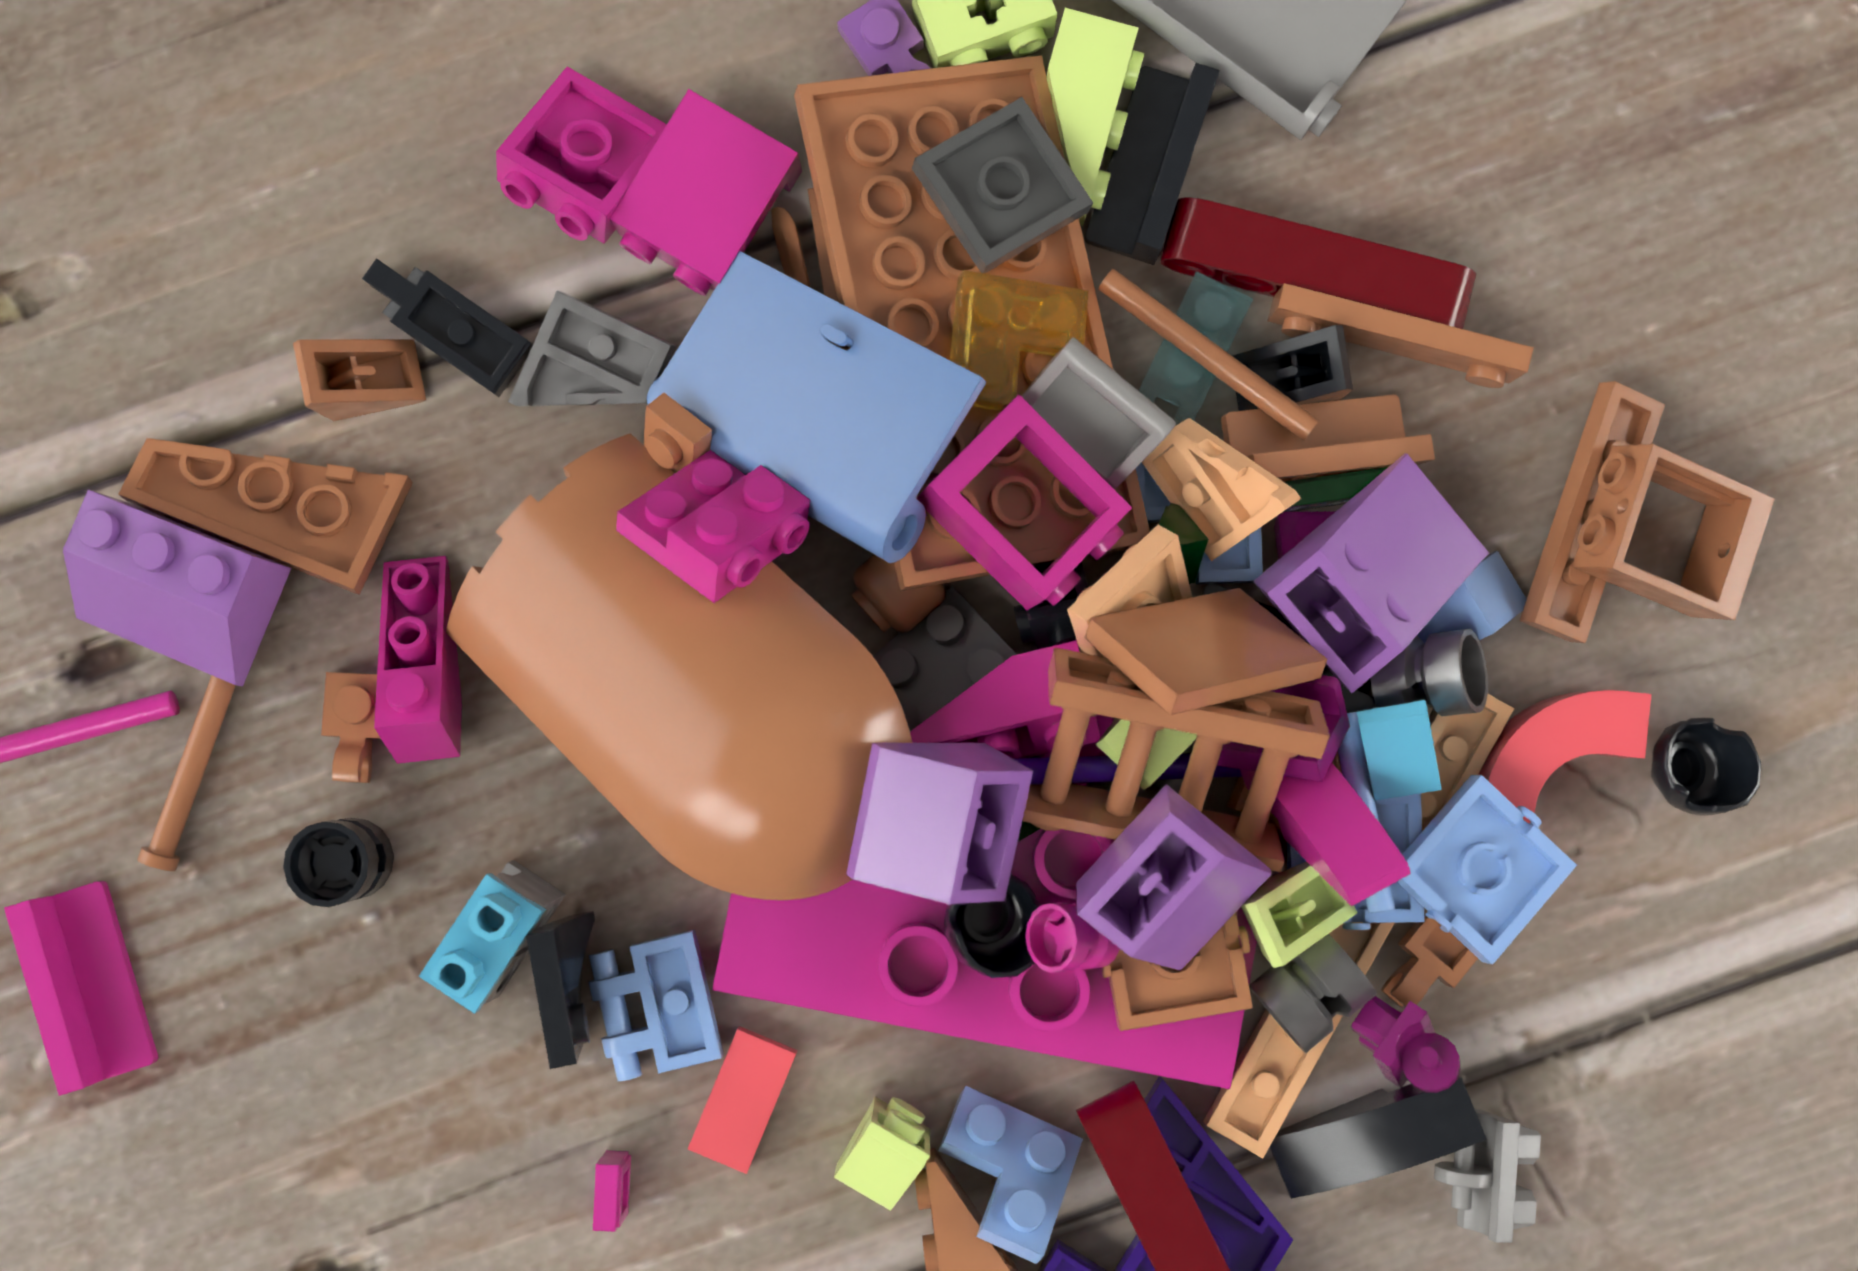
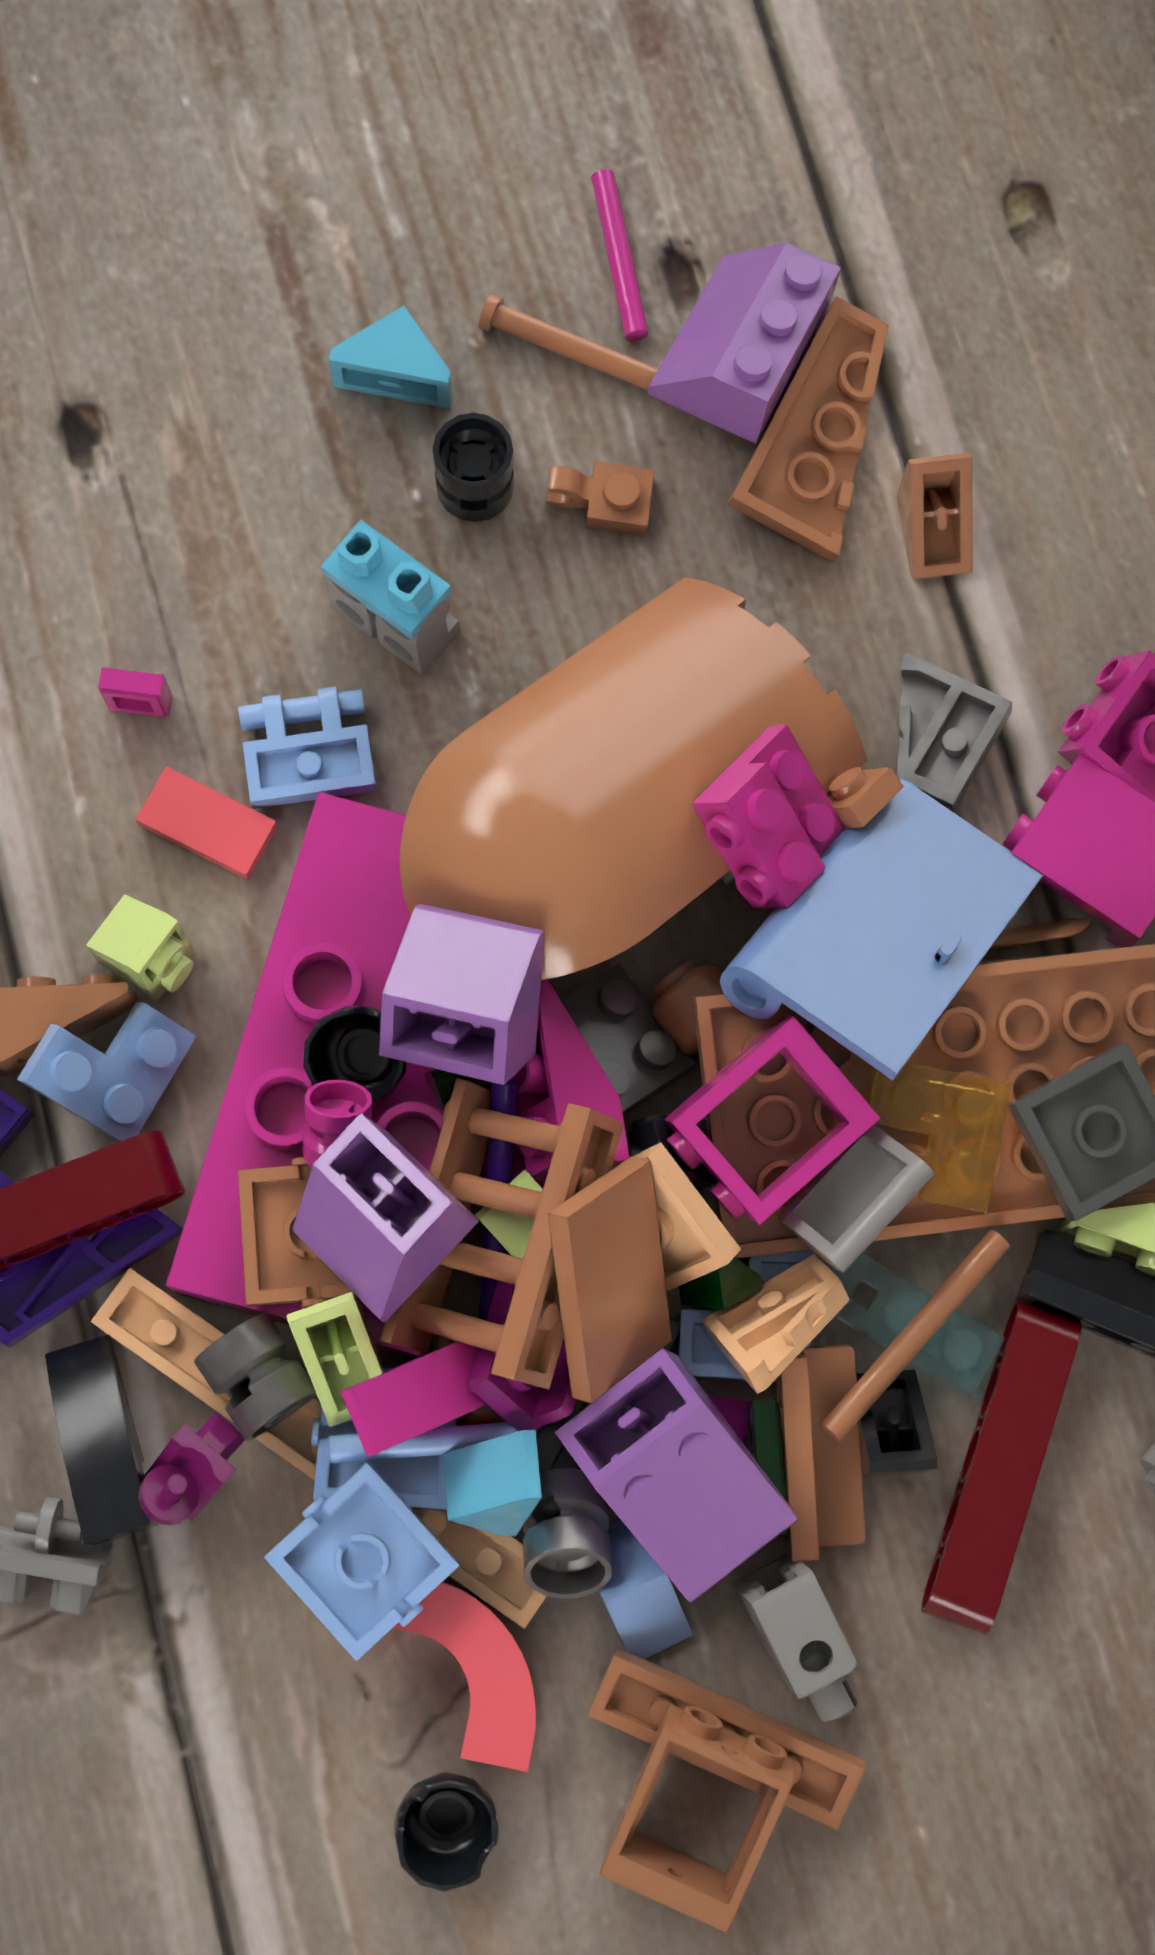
camera: 90 degrees right, 10 degrees down
(81, 986) = (379, 239): dark pink panel -> none
(223, 958) = (392, 362): none -> medium azure slope
(417, 663) = (651, 550): dark pink slope -> none
(451, 325) = (982, 604): black hinge -> none
(557, 967) = (340, 652): black plate -> none
(1433, 957) = (272, 1517): nougat plate -> none
(1482, 357) = (896, 1635): nougat plate -> none
(1499, 448) = (787, 1615): none -> light grey torso

